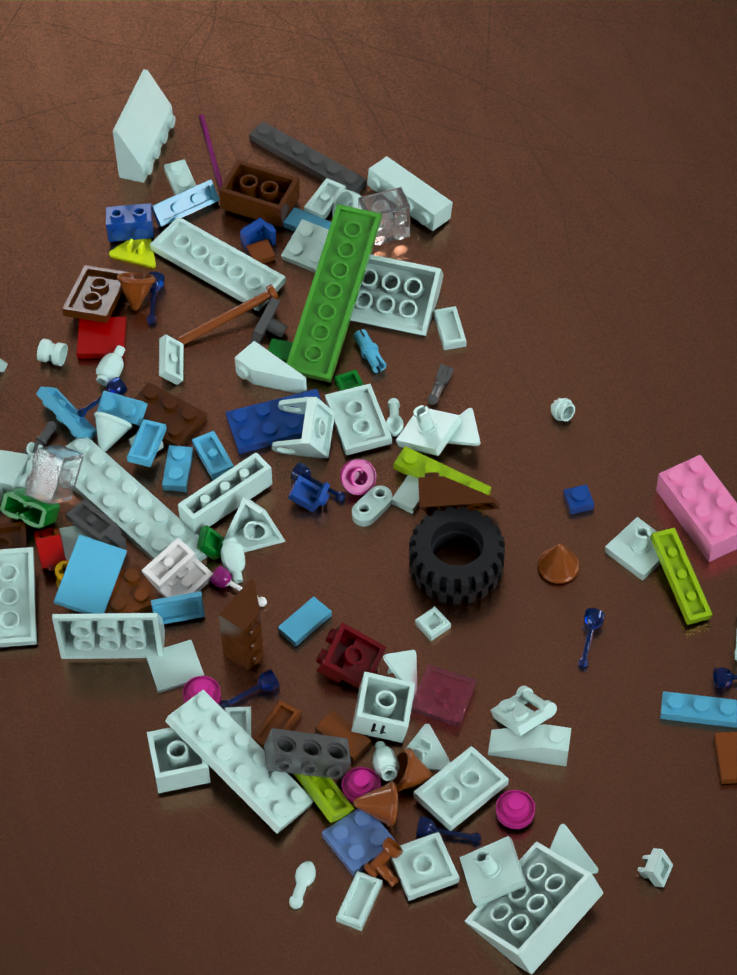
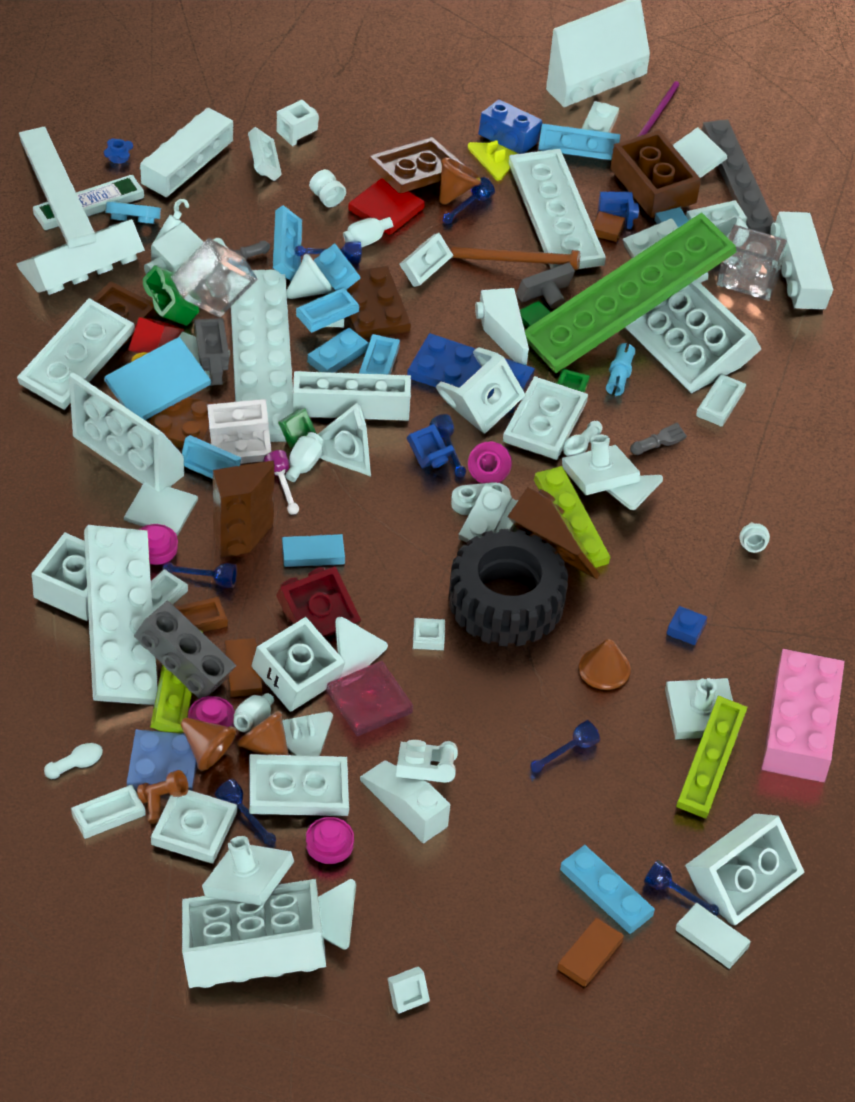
camera: 35 degrees right, 5 degrees down
(270, 156) = (700, 152): none -> light aqua piece
(396, 515) = (488, 514): none -> light aqua plate

